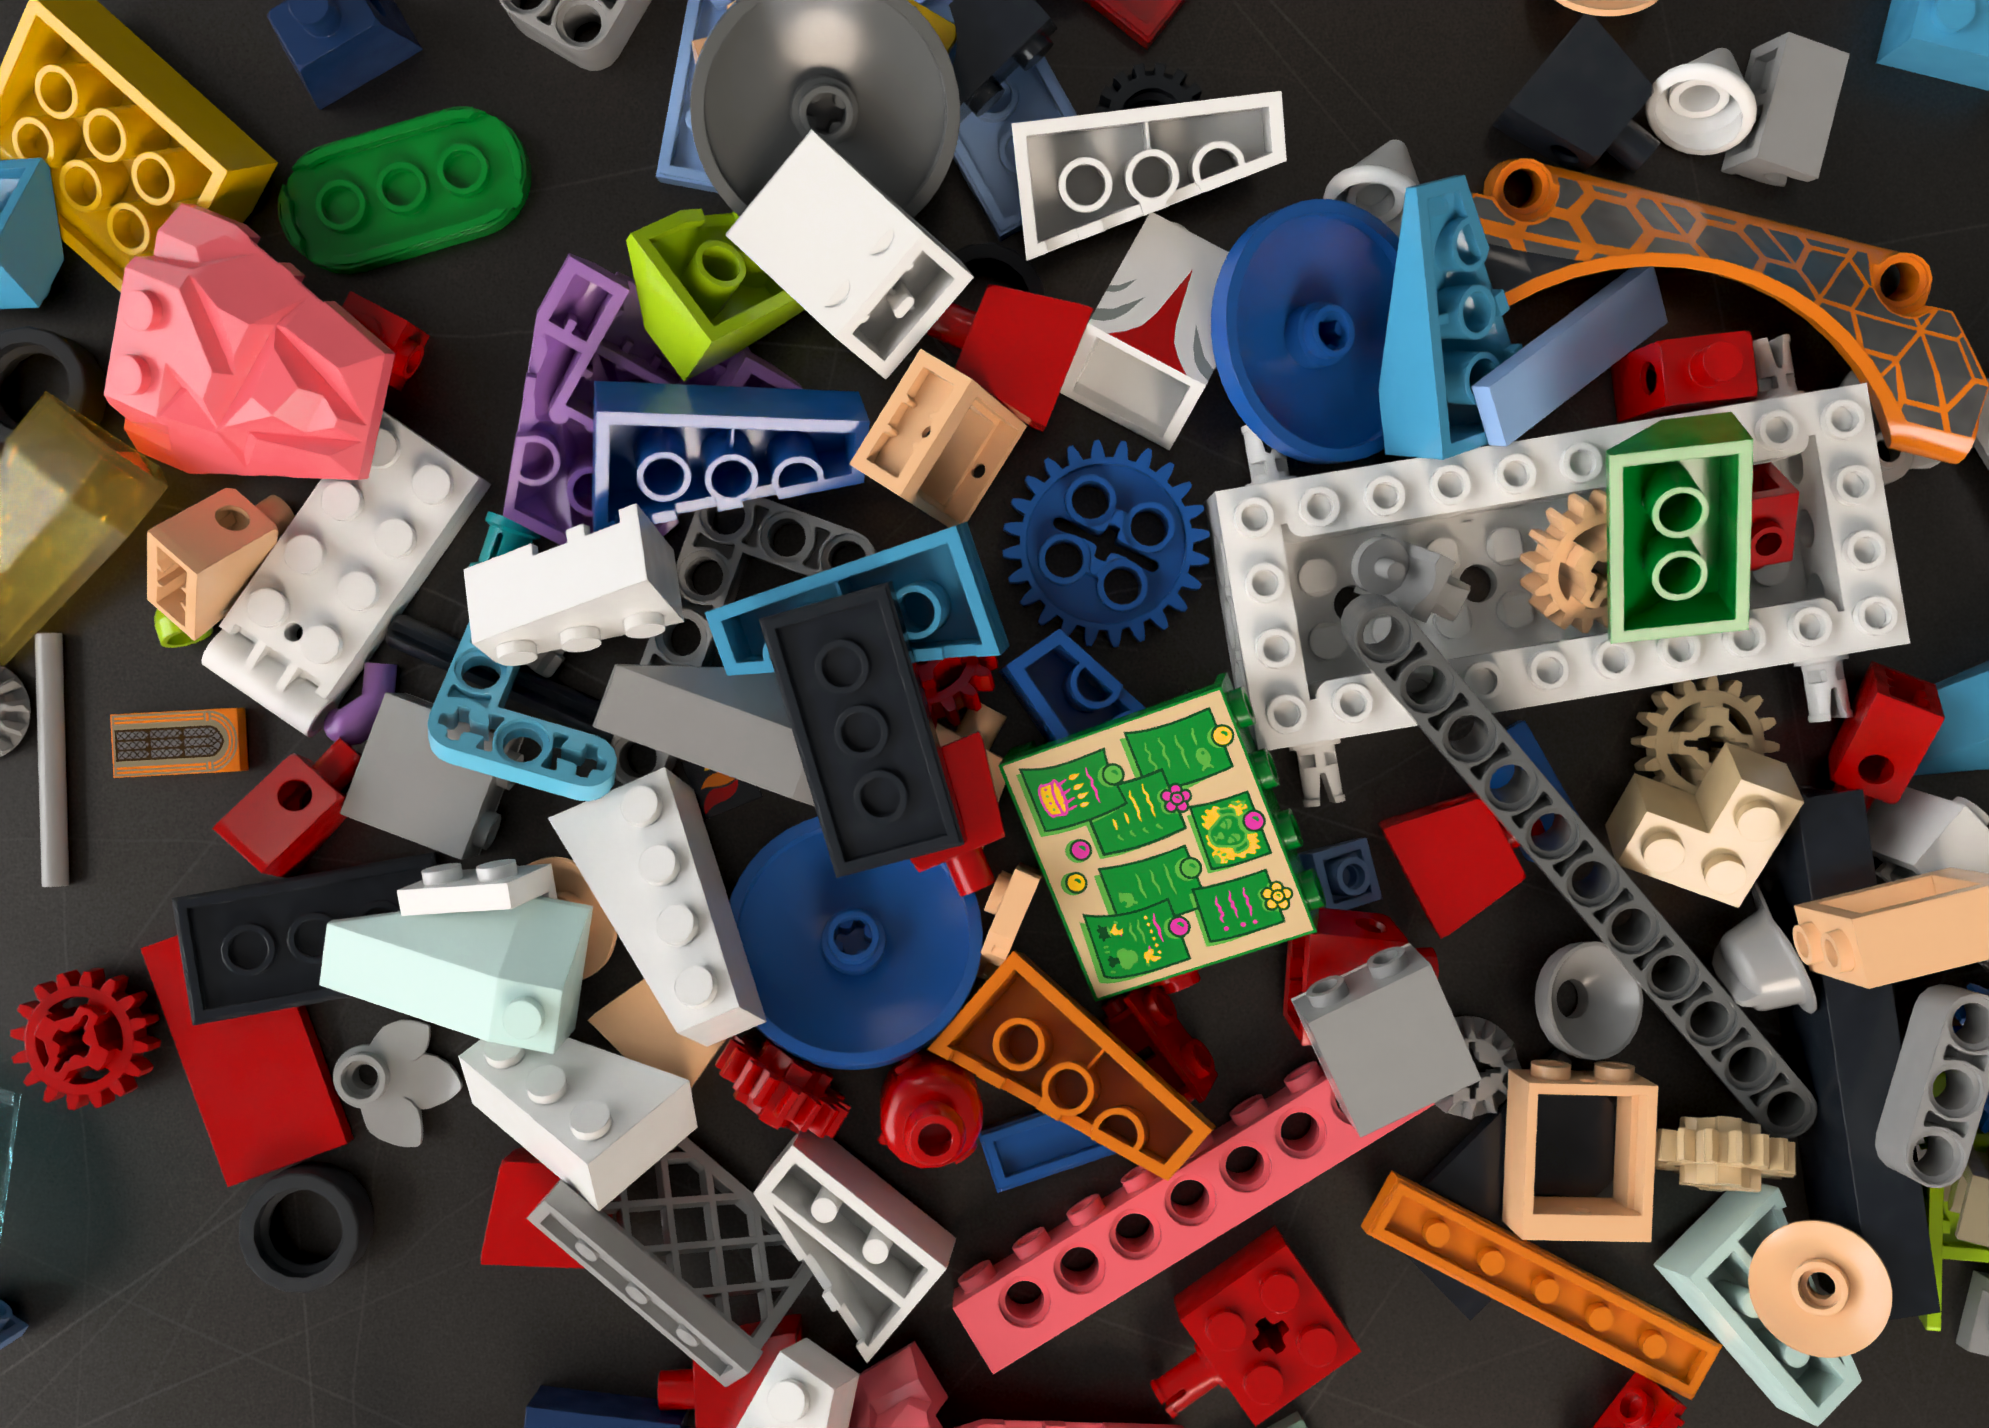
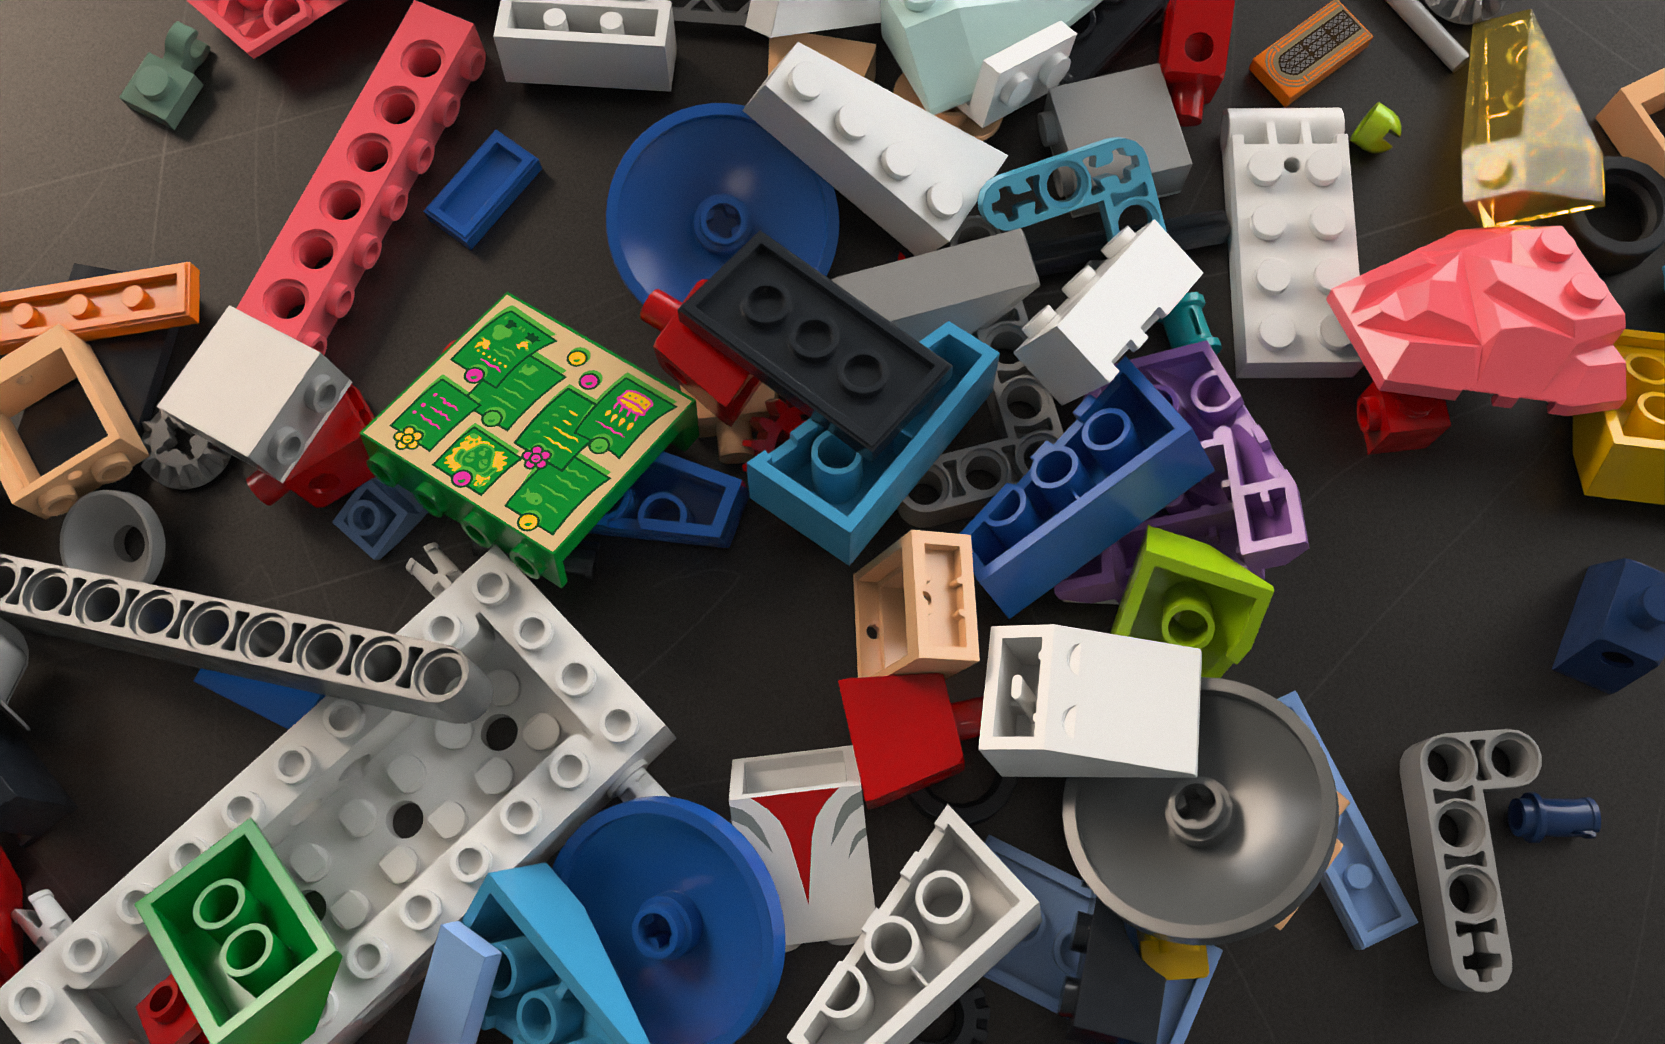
camera: 145 degrees right, 15 degrees down
(210, 555) = (1392, 178): light nougat torso -> none
(357, 718) = (1201, 143): medium lavender arm -> none
(405, 190) = (1474, 549): green tile -> none
(782, 1087) = (697, 78): red gear -> none
(930, 1111) = (577, 139): red piece -> none
(1009, 905) = (619, 315): light nougat wing -> none
(1062, 1060) = (487, 232): orange wedge -> none
(1129, 491) = (739, 697): blue gear -> none
(1150, 1019) = (421, 303): red hinge -> none
(1256, 1364) = (235, 153): red brick -> none
(1409, 577) = (458, 761): light grey hips -> none
(1455, 858) = (294, 573): red torso -> none
(1571, 564) = (330, 870): light nougat gear -> none
(1704, 718) = (106, 805): tan gear -> none
(1712, 838) = (77, 727): tan brick -> none

